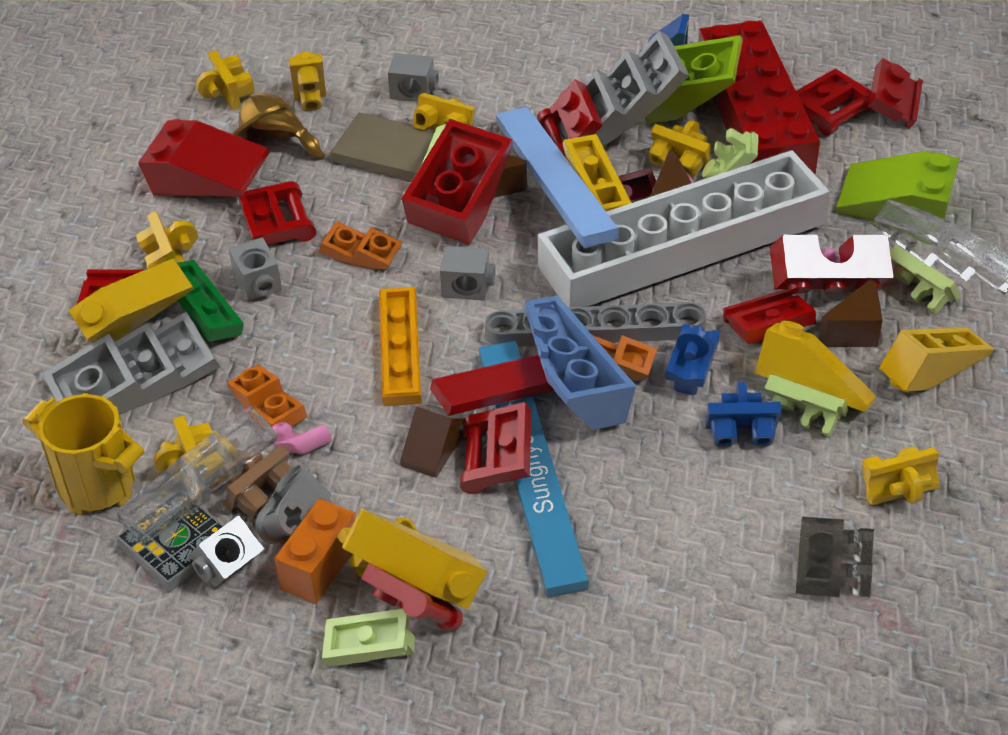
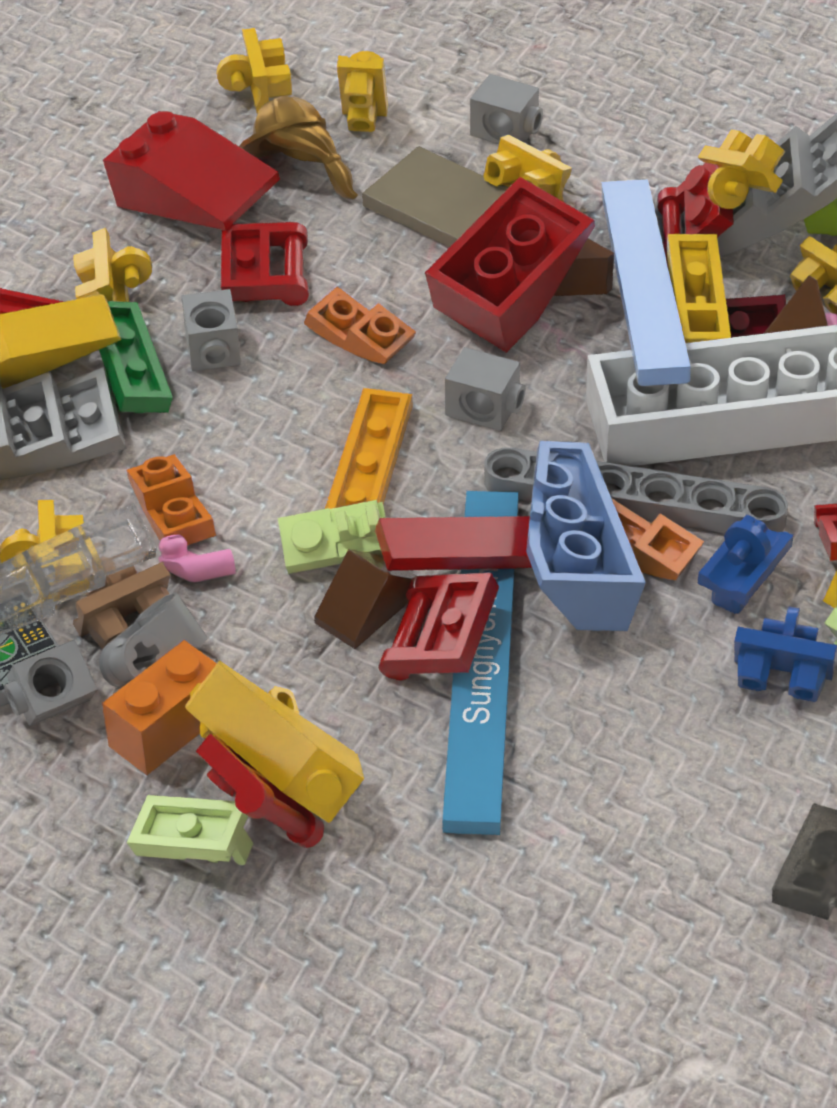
camera: 15 degrees right, 0 degrees up
(395, 399) = (325, 535): none -> yellowish green plate
(601, 83) = (742, 165): none -> yellow hips

